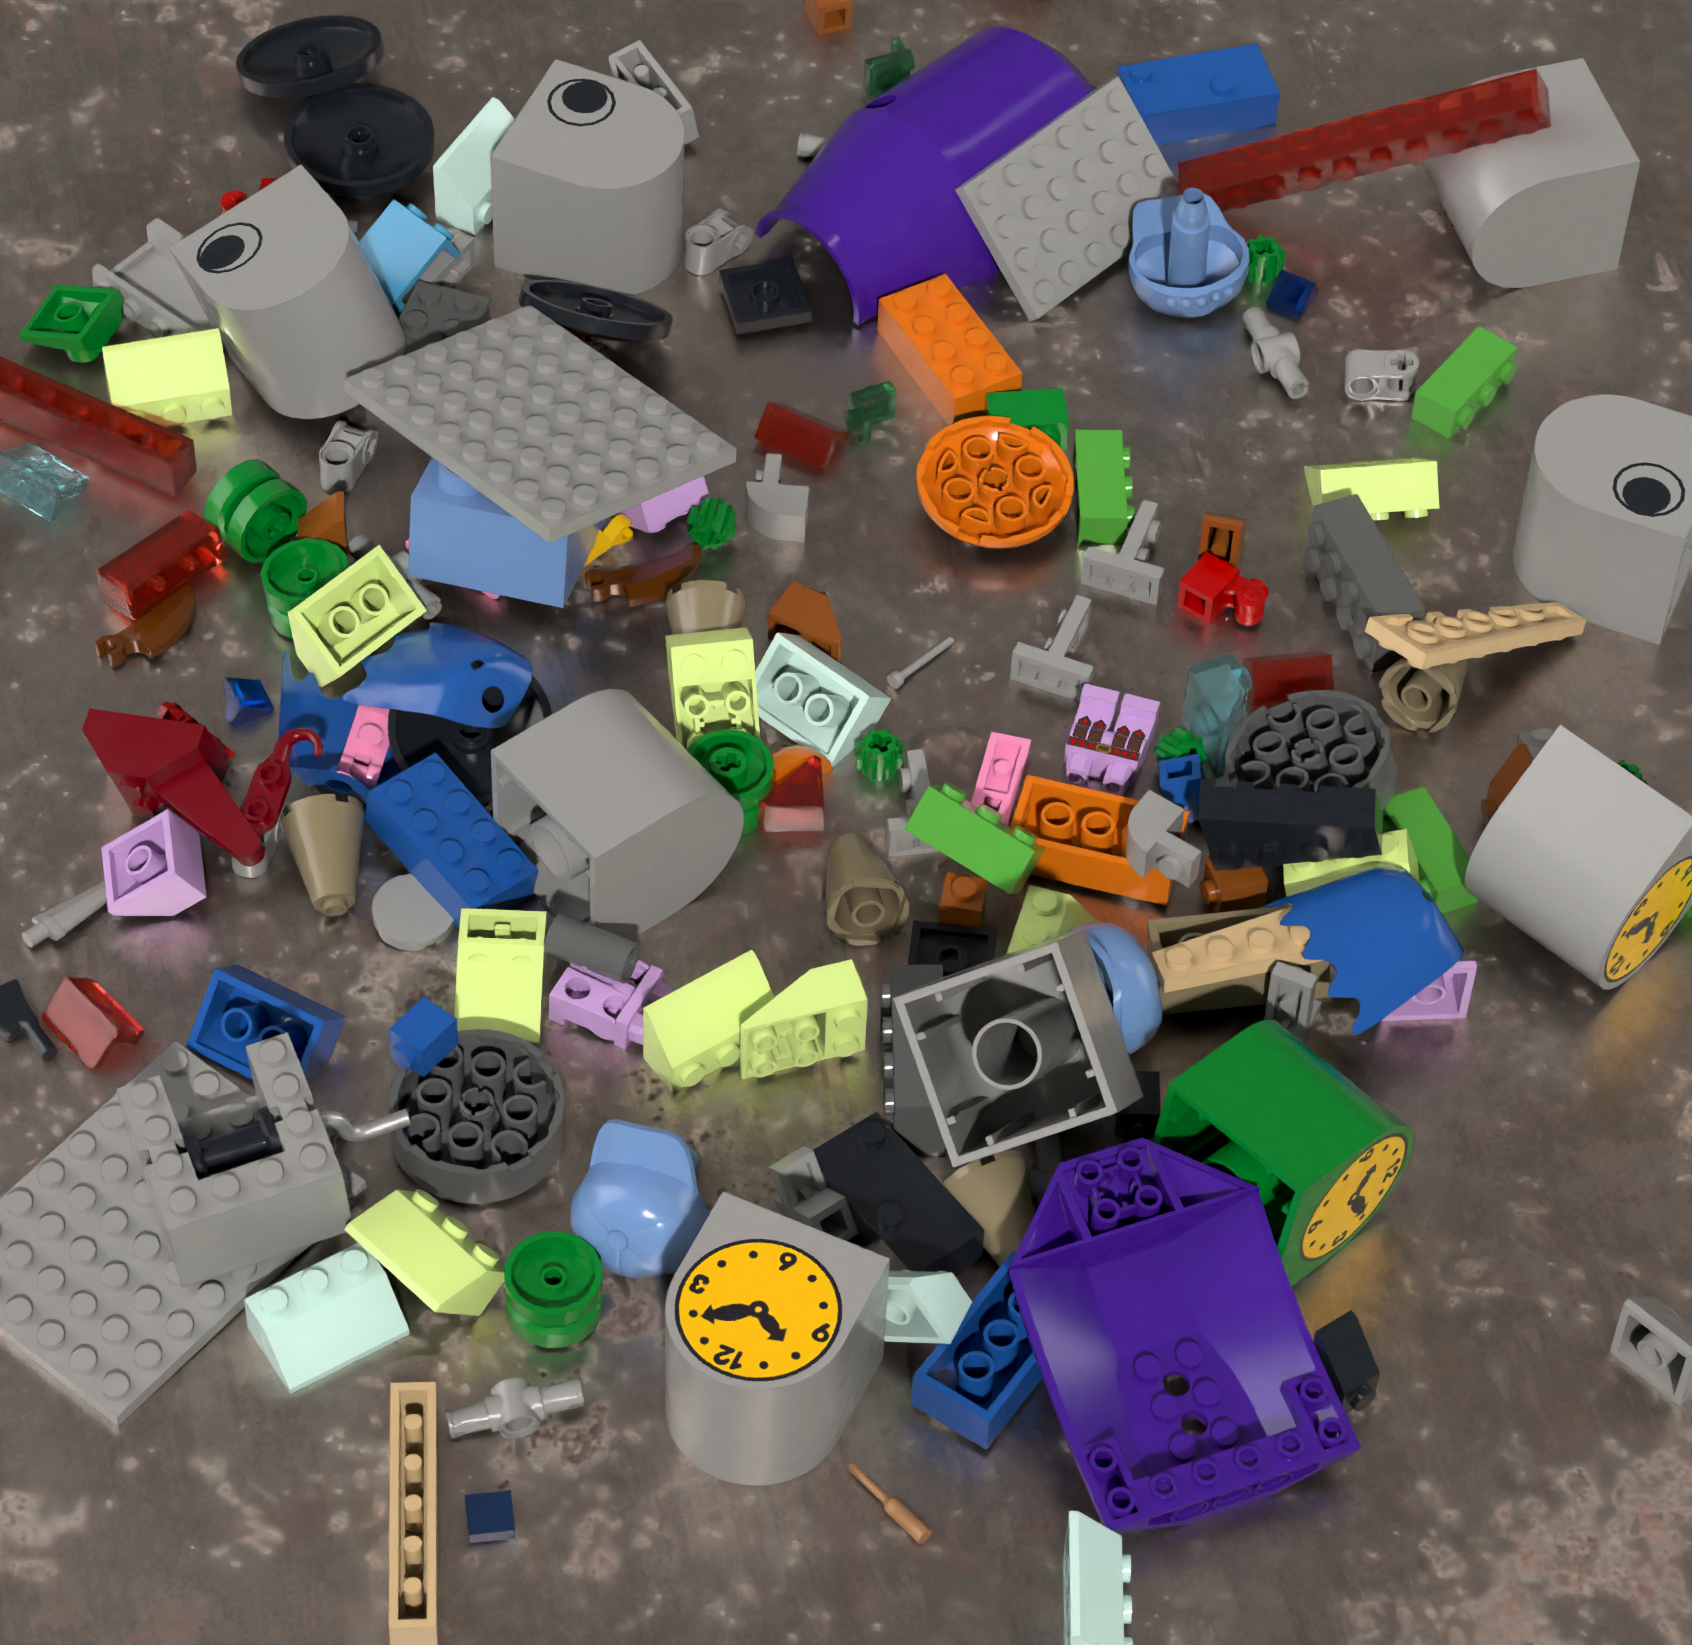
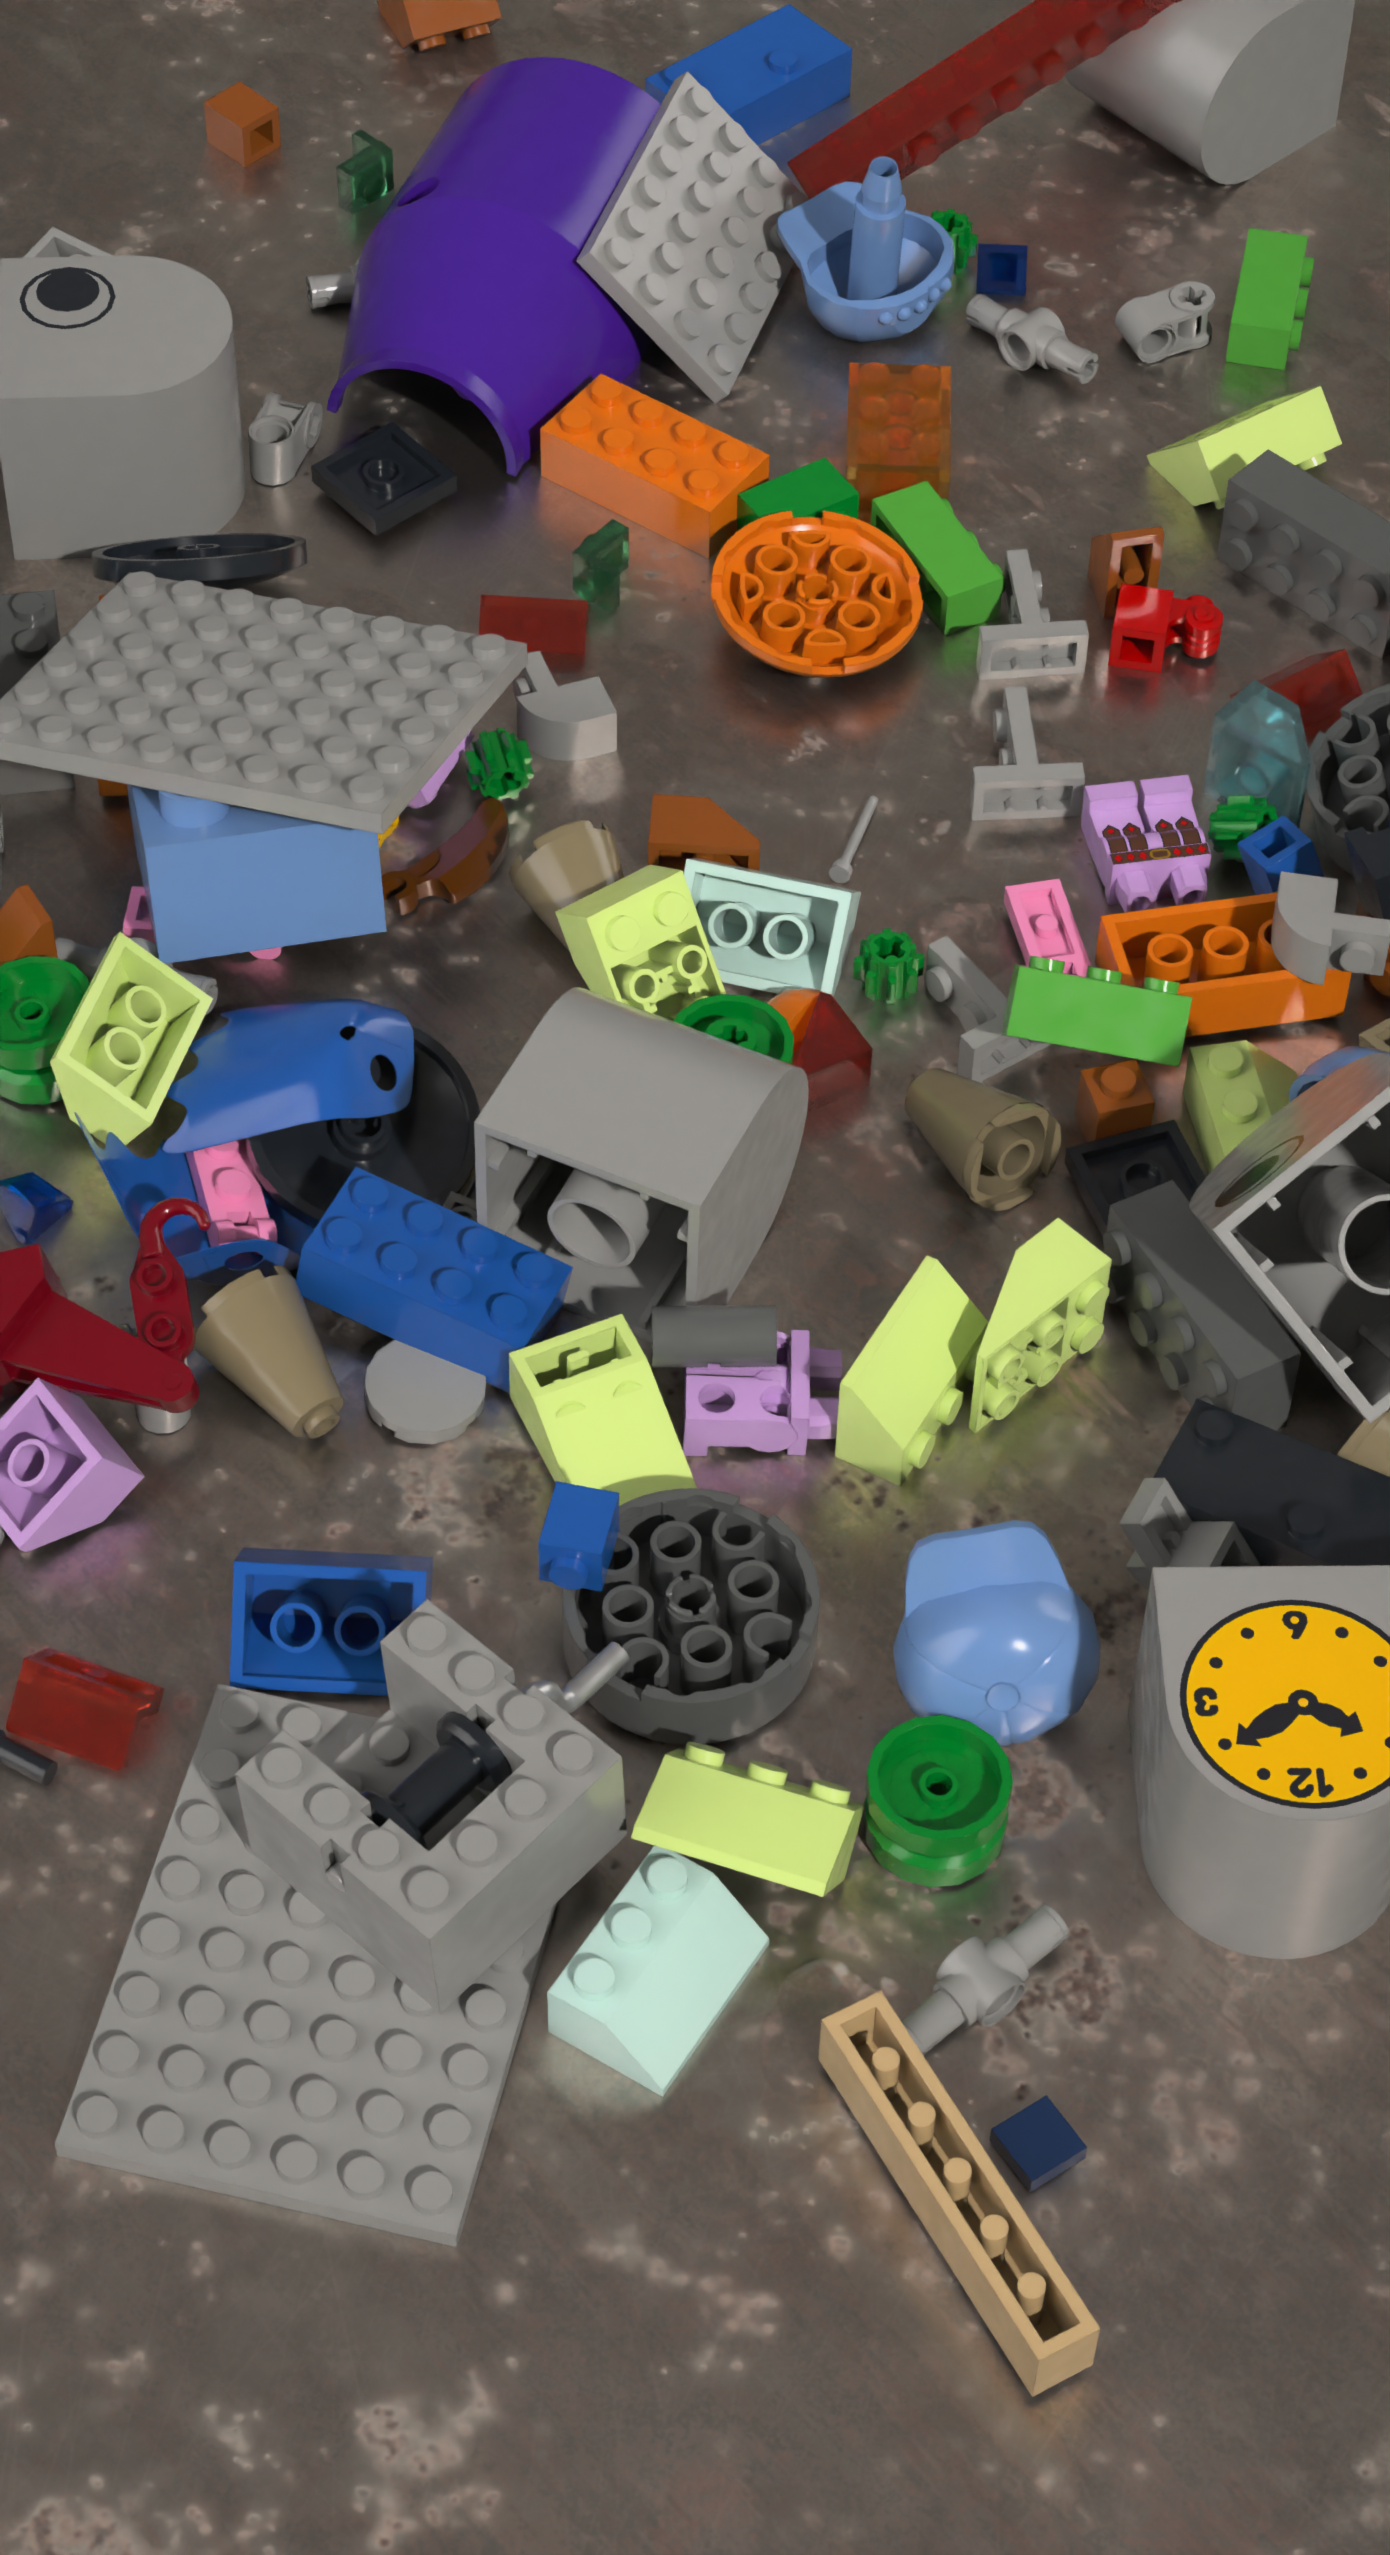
camera: 25 degrees left, 0 degrees up
(1130, 389) = (897, 429): none -> clear orange brick

